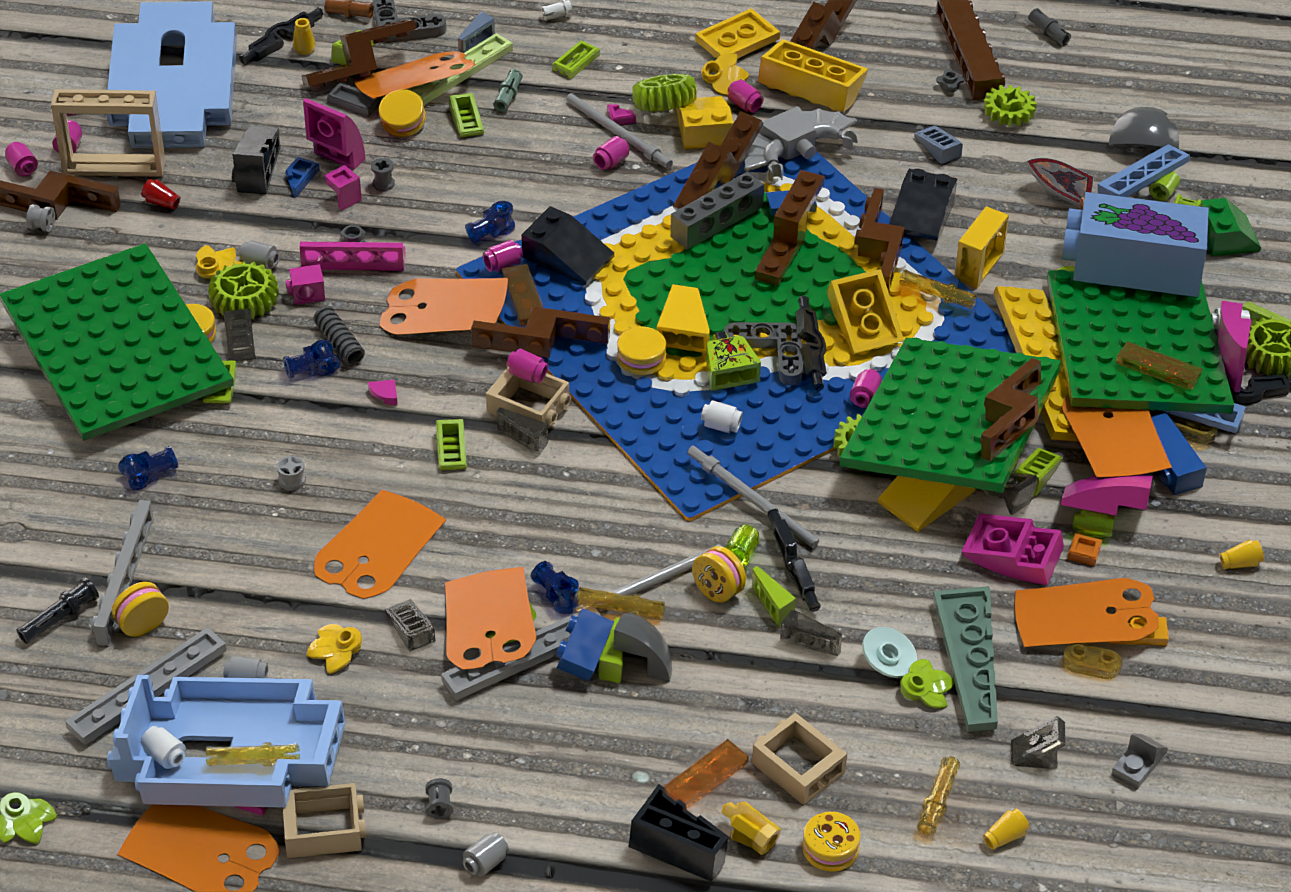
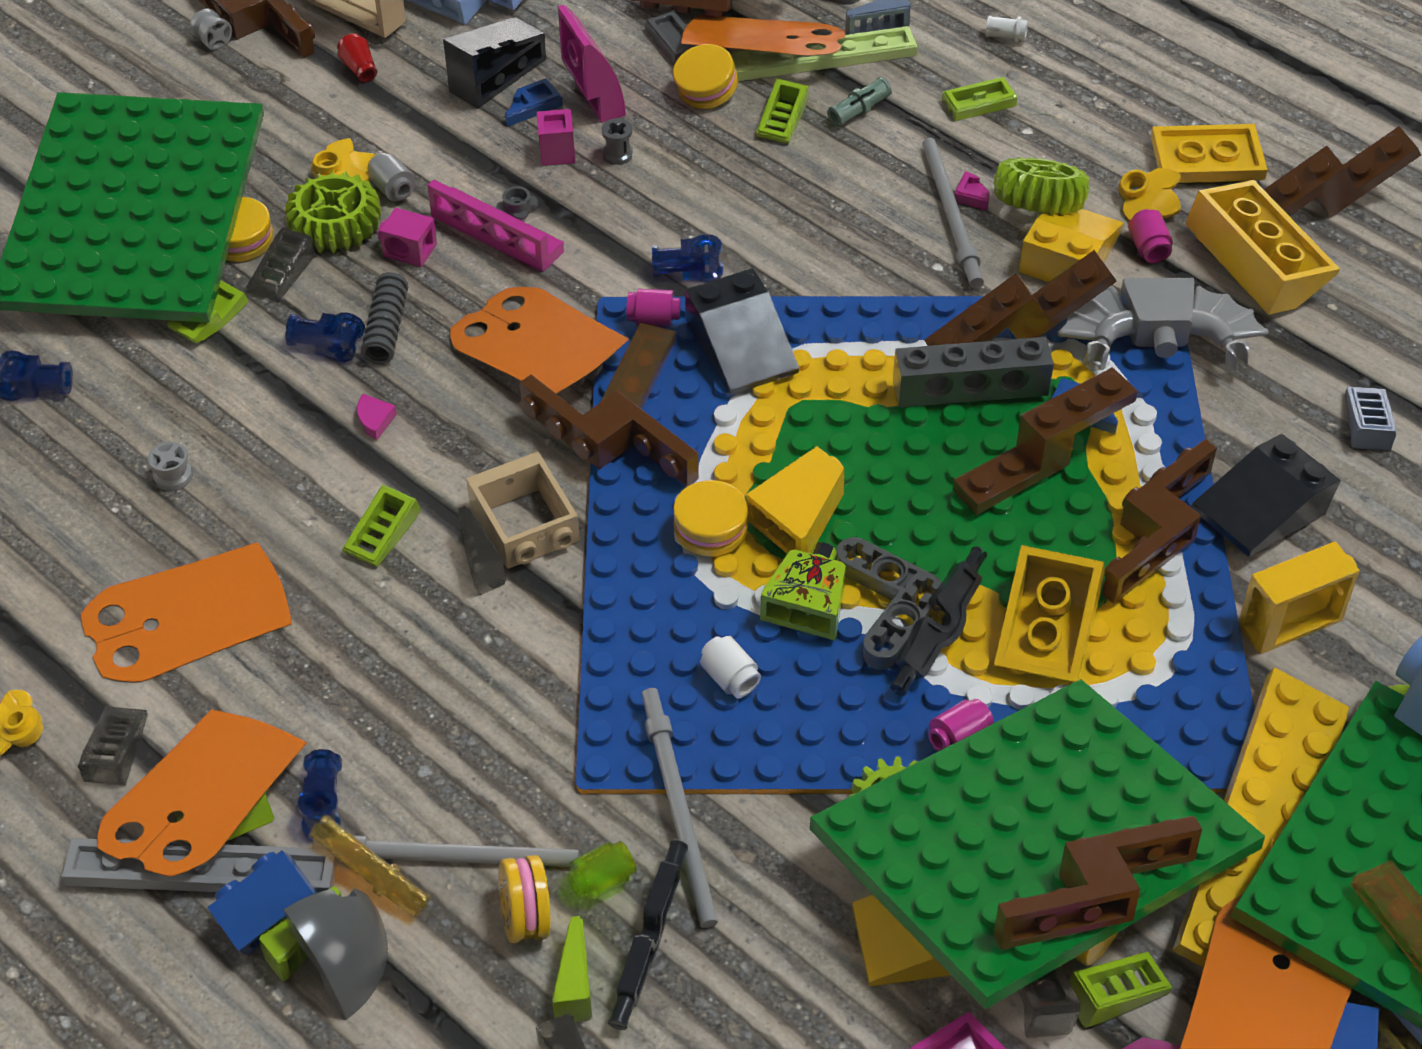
camera: 35 degrees right, 5 degrees up
(527, 366) = (536, 468): dark pink brick -> none
(611, 153) = (912, 235): dark pink brick -> none
(948, 293) = (1195, 641): clear yellow pin -> none

